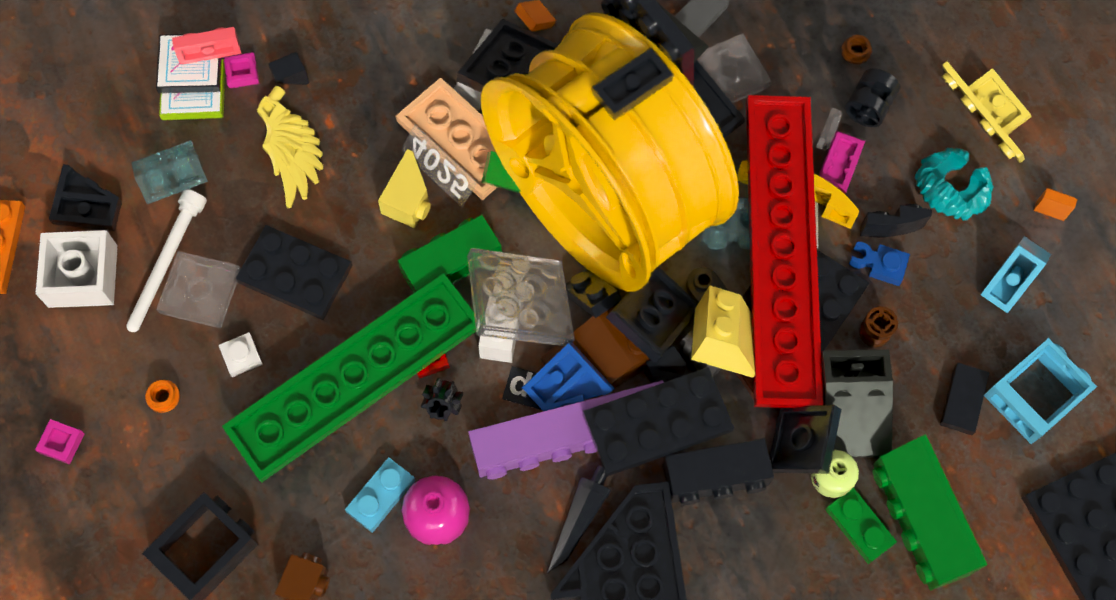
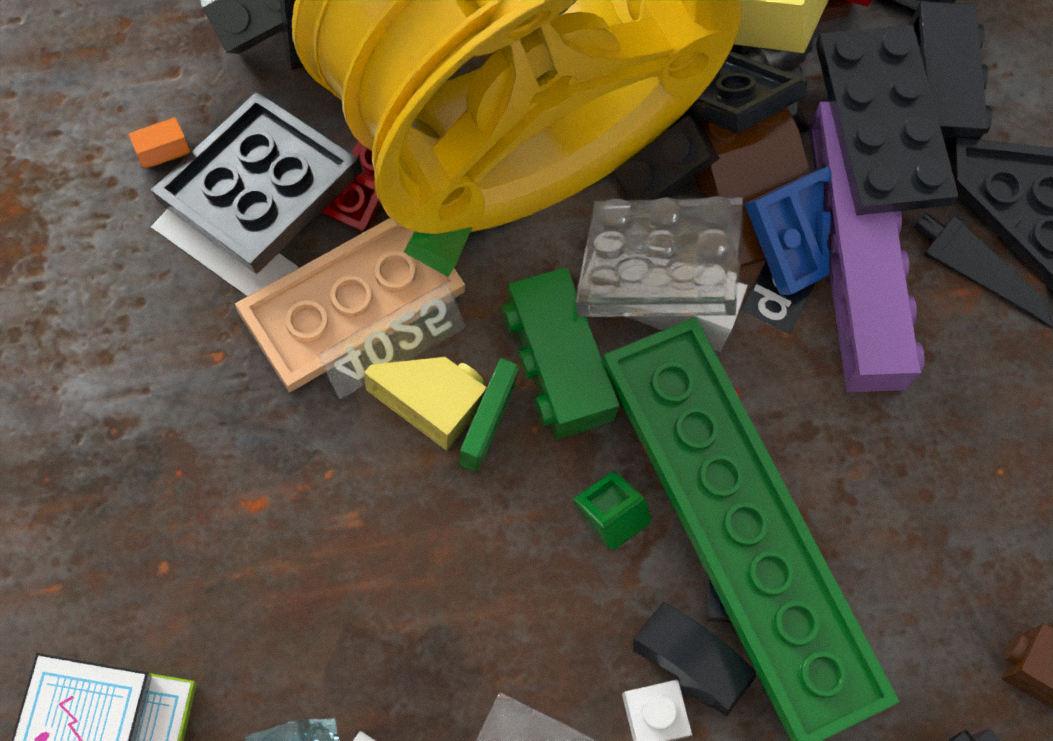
camera: 85 degrees left, 0 degrees up
(206, 45) = (67, 650): coral plate -> none
(241, 70) = (112, 635): dark pink tile -> none
(273, 365) = (704, 662): none -> black slope
(289, 70) = (148, 546): black slope -> none
(290, 146) = (288, 574): light yellow animal -> none
(294, 272) = (525, 604): black plate -> none
(360, 309) = (613, 510): none -> green slope
(380, 495) = (920, 533): medium azure plate -> none
(401, 225) = (488, 415): none -> green tile
(435, 510) = (955, 455): dark pink cylinder -> none
(442, 399) = (793, 408): black gear -> none

